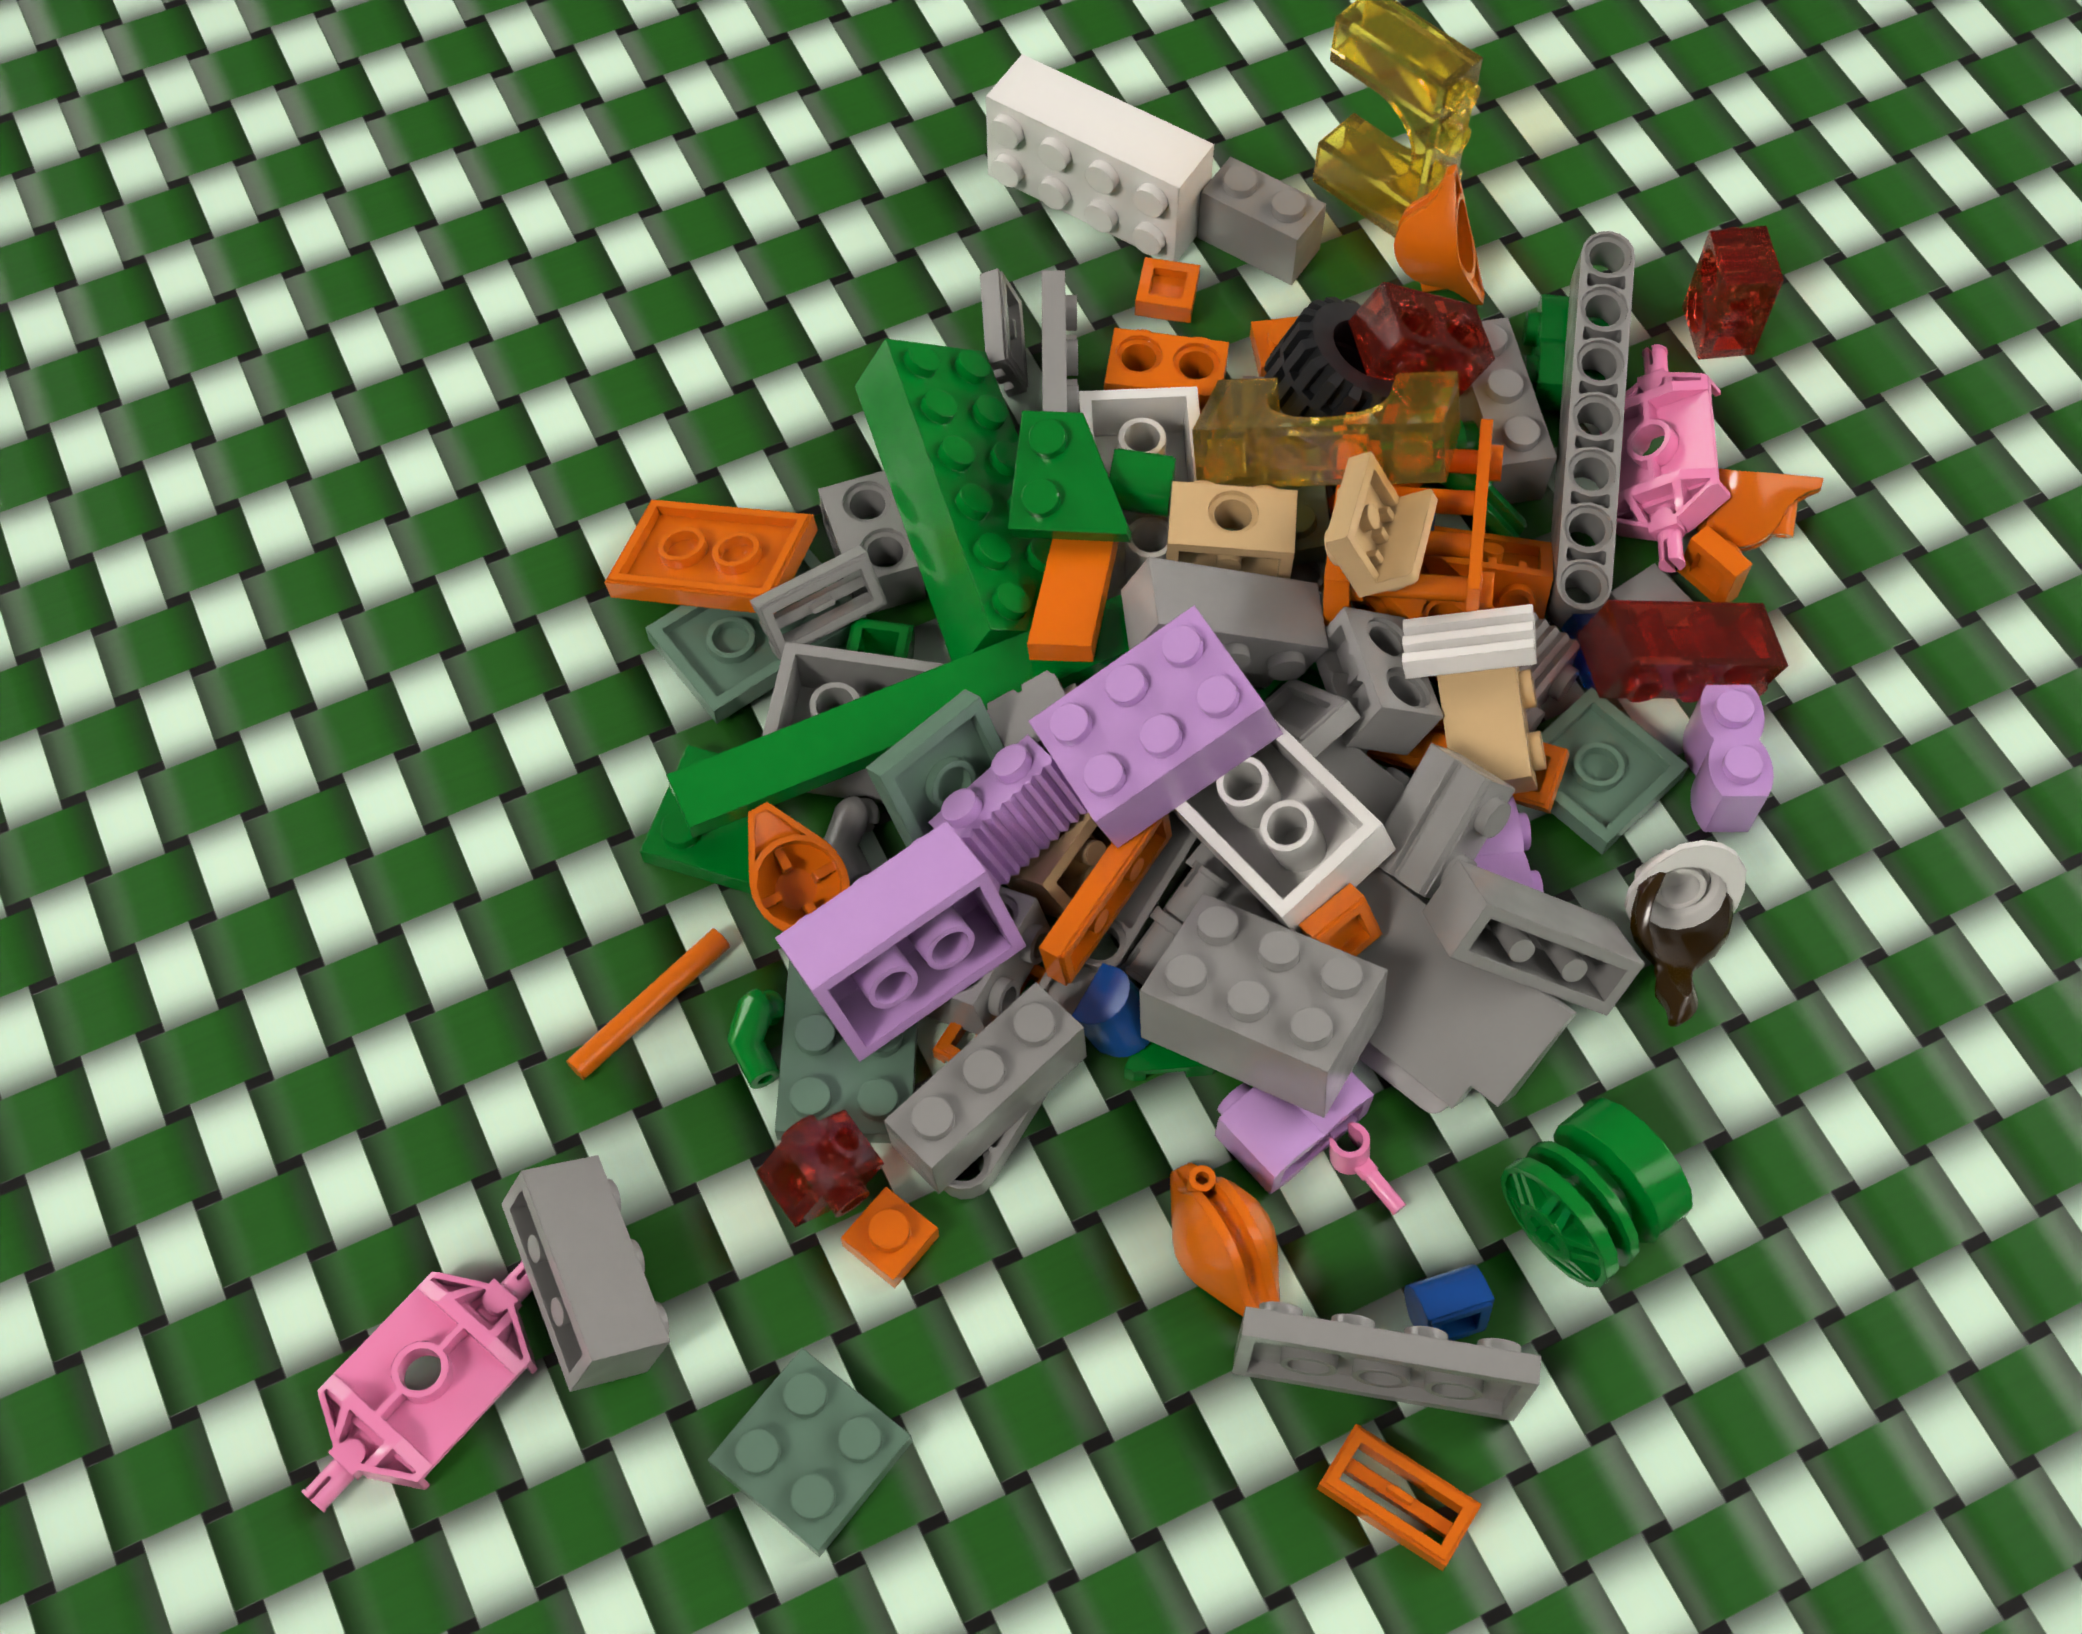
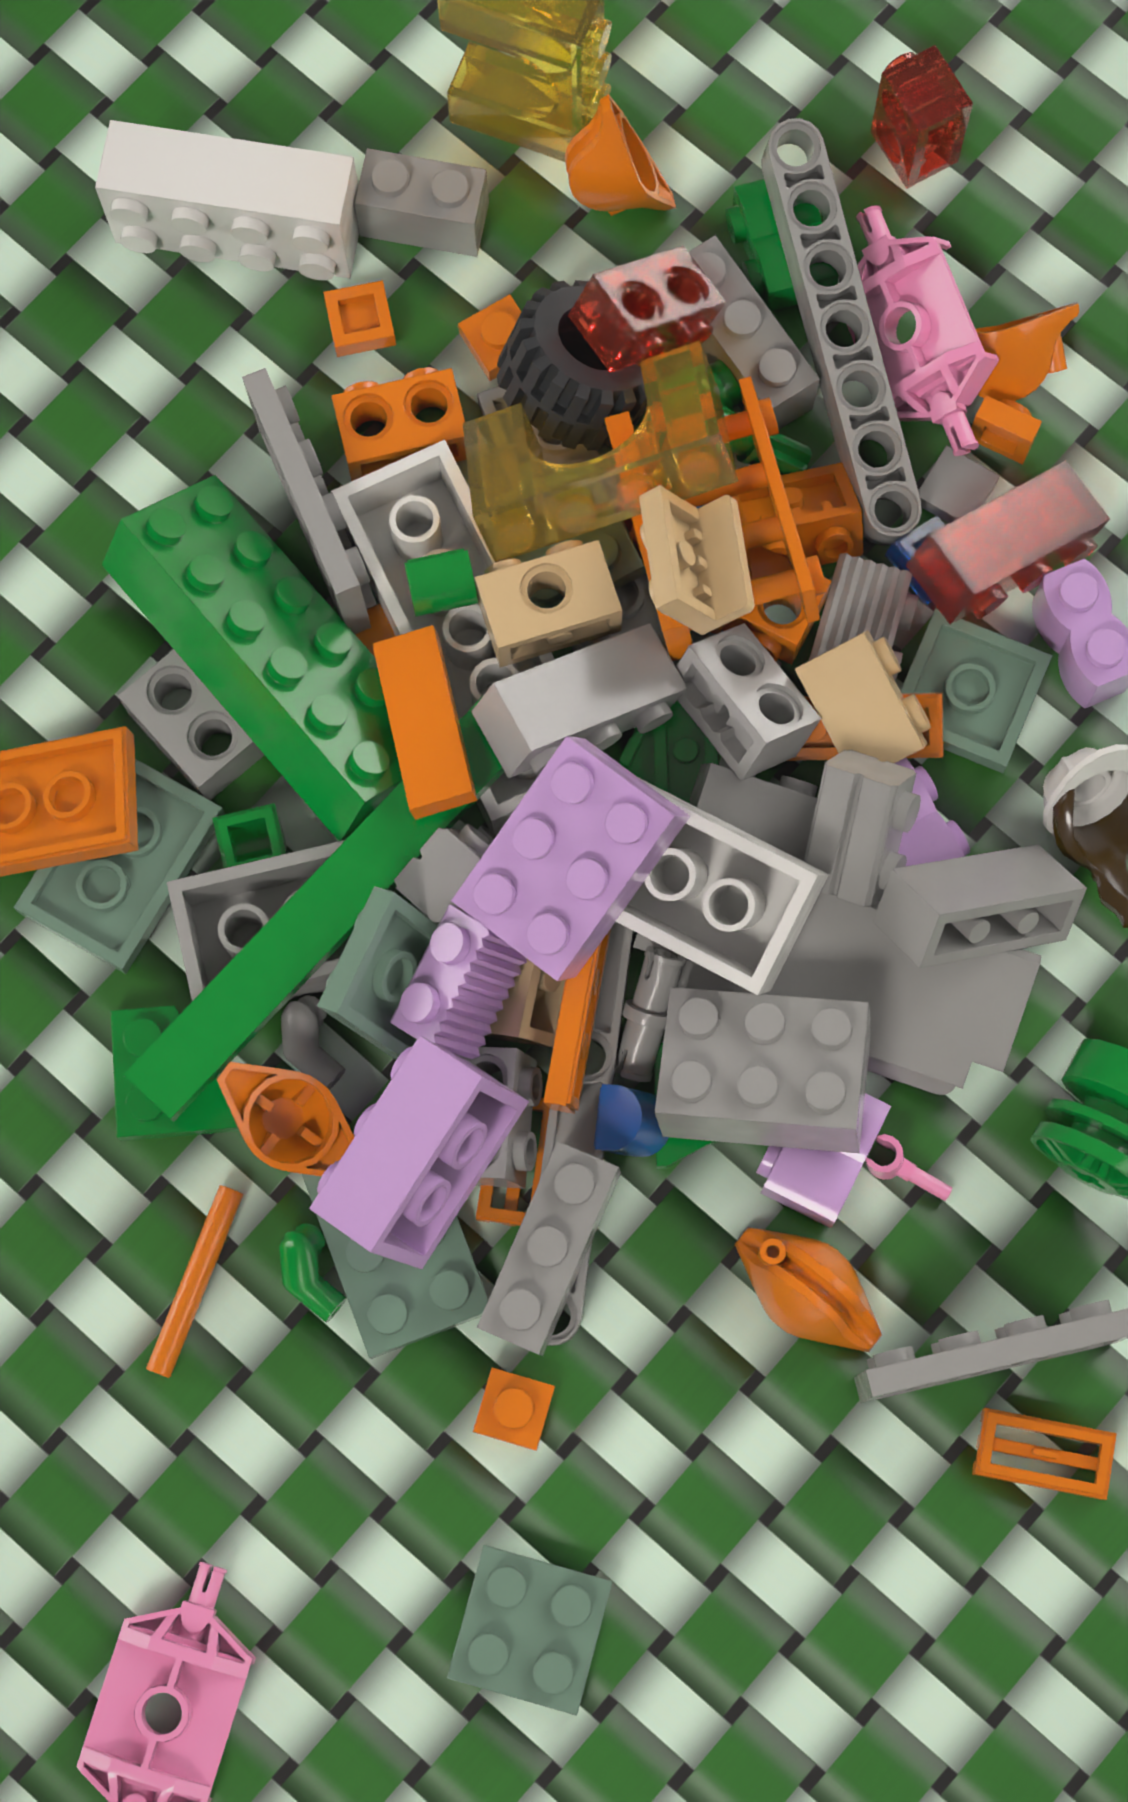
camera: 20 degrees left, 15 degrees up
(585, 1272) = (264, 1562): light grey brick -> none
(810, 582) = (171, 817): light grey tile -> none
(828, 1156) = (430, 1380): clear red brick -> none
(1004, 332) = (218, 434): light grey tile -> none
(1062, 482) = (368, 618): green wing -> none
(1311, 714) = (691, 767): light grey tile -> none
(1344, 922) = (807, 966): orange tile -> none
(1451, 1302) = (1024, 1267): blue brick -> none
(1469, 641) = (817, 630): white tile -> none

